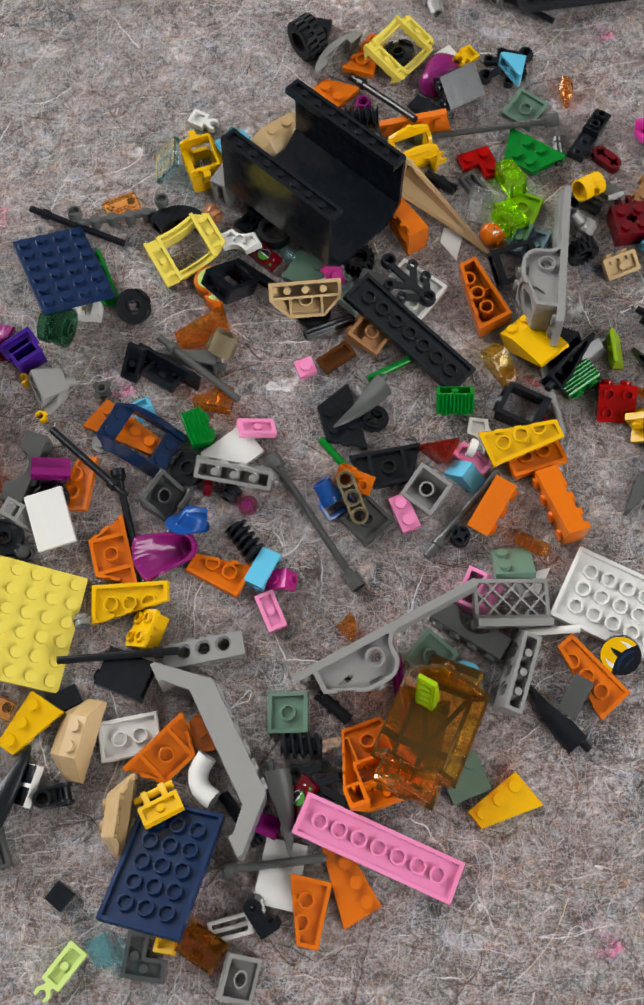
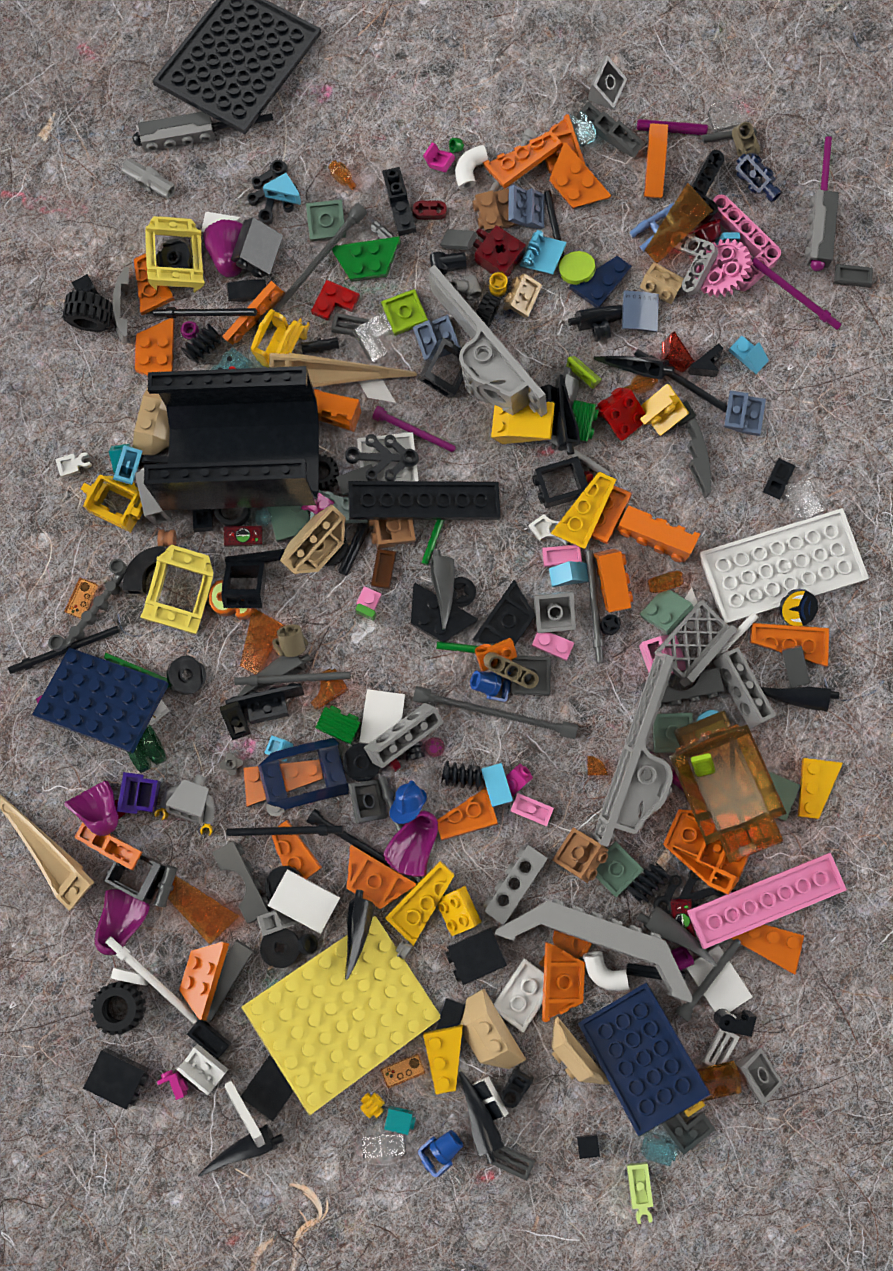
camera: 45 degrees left, 10 degrees up
(50, 468) = (262, 863): magenta panel -> none
(69, 569) = (358, 925): none -> black piece
(156, 652) = (487, 919): black bar -> none
(160, 808) = (600, 1022): yellow plate -> none
(167, 160) = (82, 526): clear light blue tile -> none
(245, 242) = (220, 538): white tile -> none
(256, 428) = (383, 683): bright pink plate -> none
(271, 677) = (581, 855): none -> medium nougat plate
(294, 373) = (365, 611): none -> bright green tile
(309, 904) = (760, 984): orange wing -> none
(333, 707) = (643, 834): black pin -> none
(436, 257) = (381, 415): none -> magenta piece
(439, 450) = (534, 570): clear red slope -> none
(454, 400) = (508, 522): green brick -> none
(466, 55) = (233, 211): yellow plate -> none
(472, 447) = (556, 548): white tile -> none
(484, 301) = (451, 419): orange wedge -> none
(492, 235) = (406, 357): orange head -> none
(499, 364) = (511, 461): clear yellow slope -> none
(509, 217) = (405, 330): clear neon green bracket -> none
(510, 178) = (375, 295): clear neon green brick -> none
(588, 186) = (445, 251): yellow wheel -> none
(608, 242) = (499, 280): none -> yellow wheel

